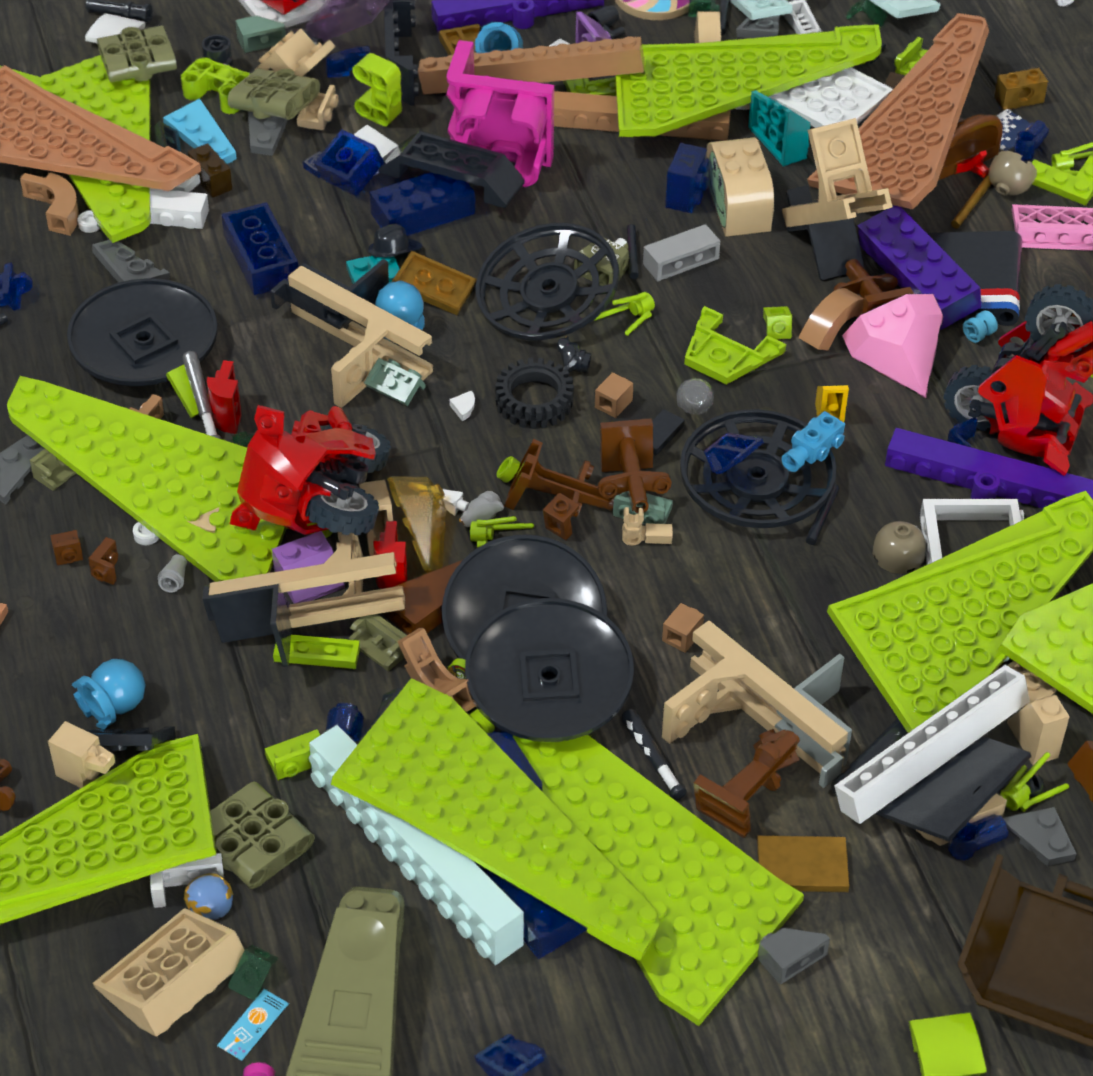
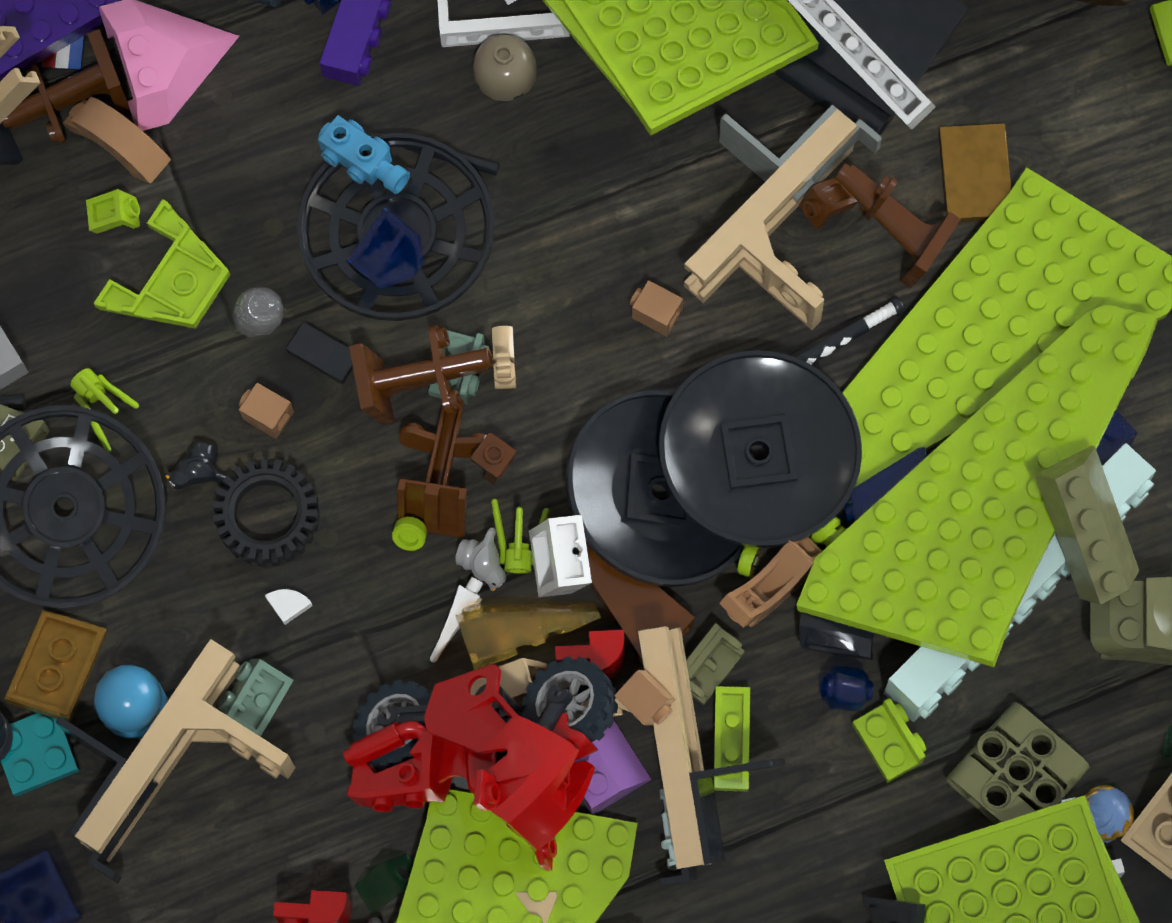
camera: 90 degrees left, 25 degrees up
(338, 549) = (646, 698): none -> medium nougat brick
(444, 864) = (1088, 526): none -> olive slope
(455, 527) = (554, 563): none -> white window
(791, 952) = (1102, 180): dark grey slope -> none
(832, 400) = (269, 141): yellow slope -> none

